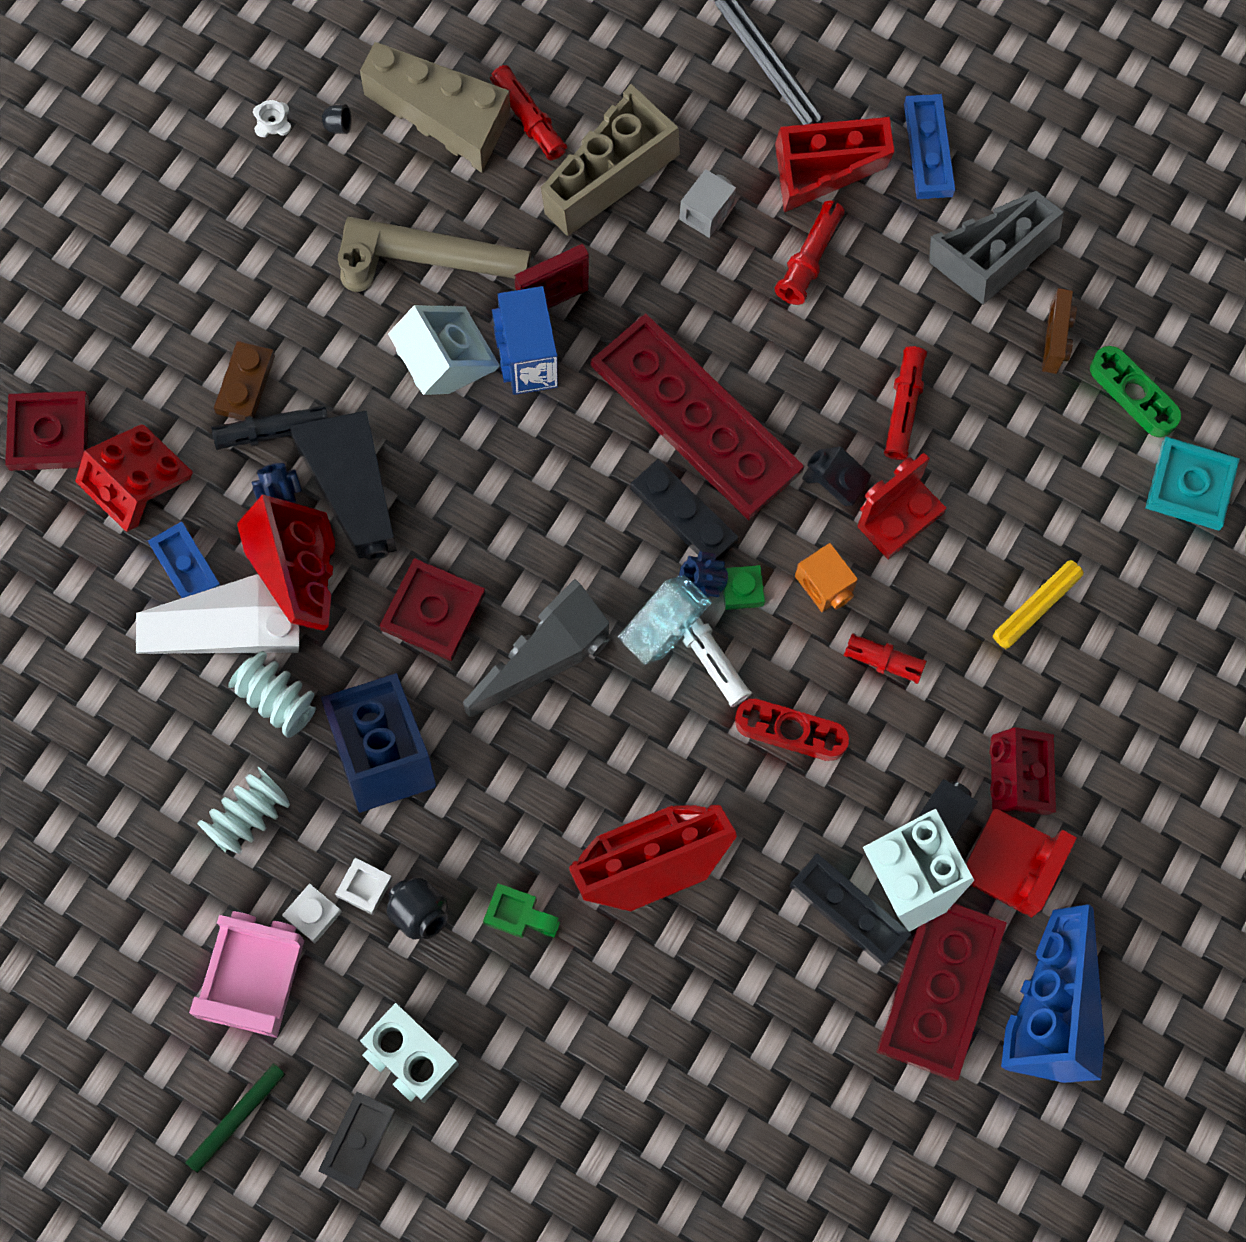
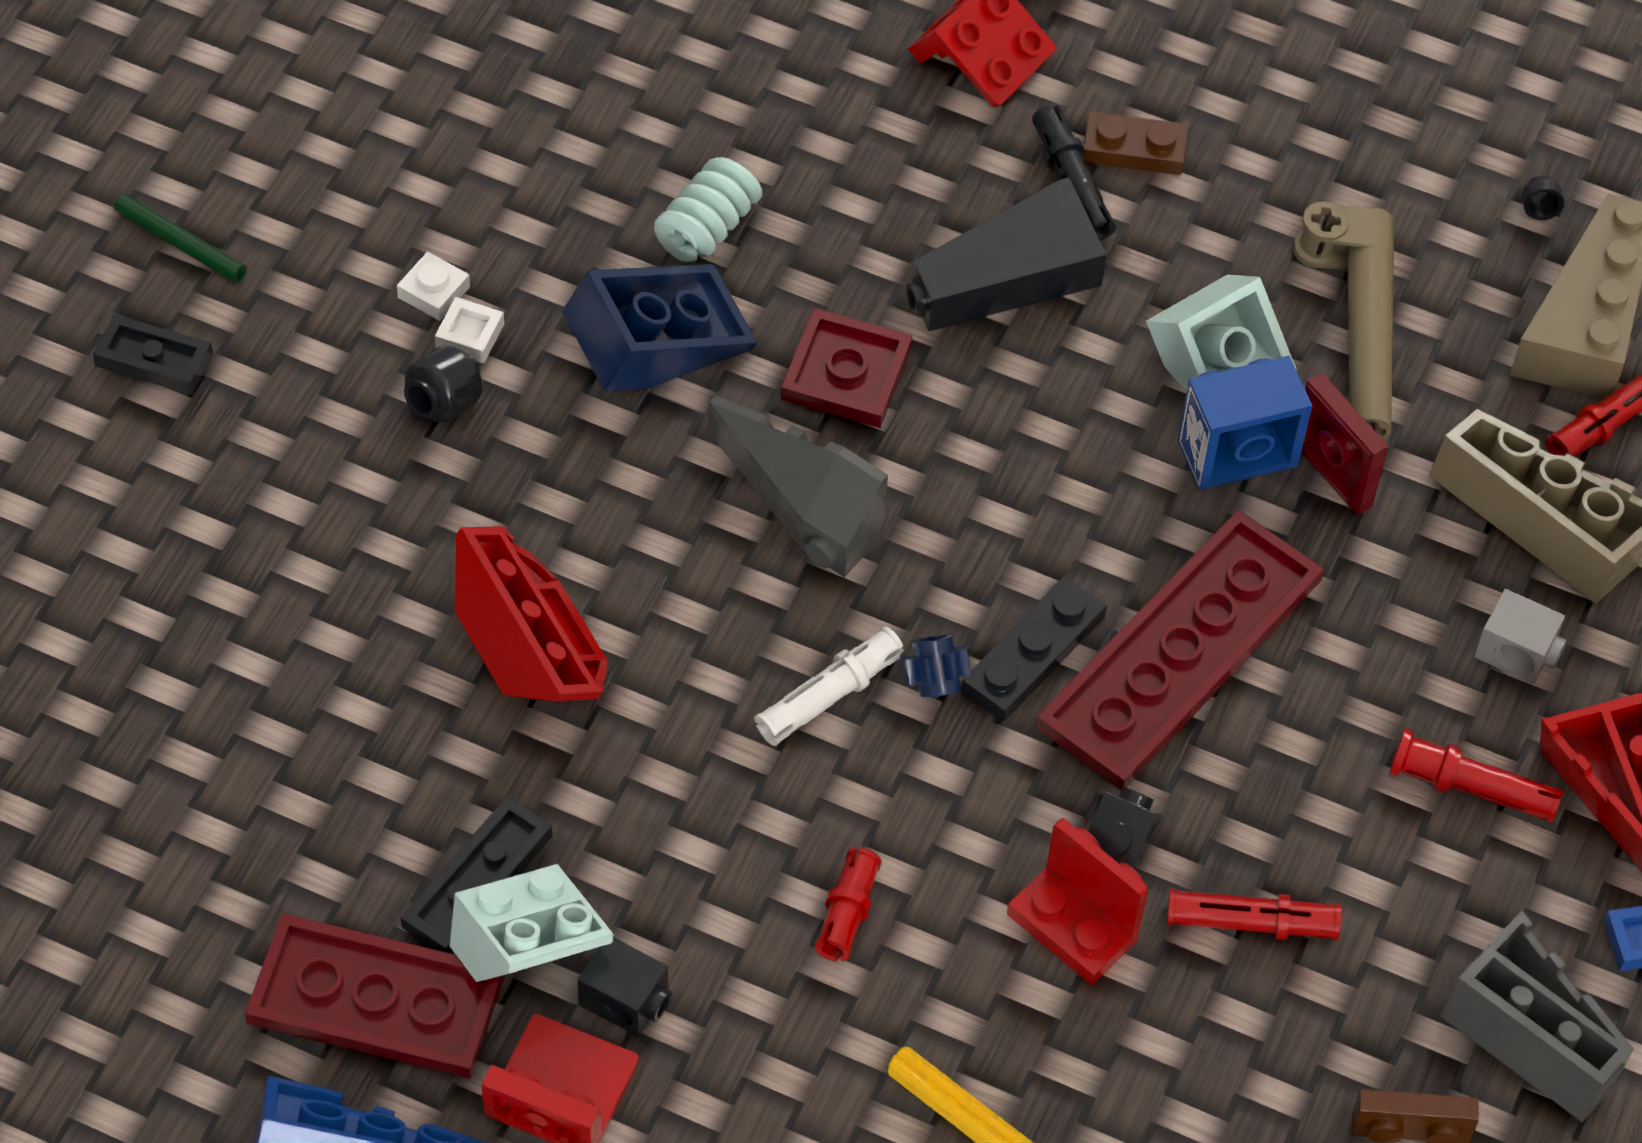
camera: 85 degrees right, 15 degrees down
(183, 561) = (869, 106): blue plate -> none
(218, 620) = (803, 160): white wedge -> none
(245, 812) = (552, 198): light aqua piece -> none
(249, 974) = (348, 229): bright pink panel -> none
(269, 110) = (1525, 127): white plate -> none
(277, 482) = (988, 181): dark blue gear -> none
(292, 557) = (884, 197): red wedge -> none
(416, 1046) = (266, 398): light aqua brick -> none
(514, 912) = (445, 490): green plate -> none
(664, 619) = (858, 609): clear light blue brick -> none
(744, 588) = (933, 726): green plate -> none
(817, 746) = (738, 817): red beam -> none
(826, 578) = (957, 819): orange brick -> none
(1023, 771) = (697, 1093): dark red bracket -> none

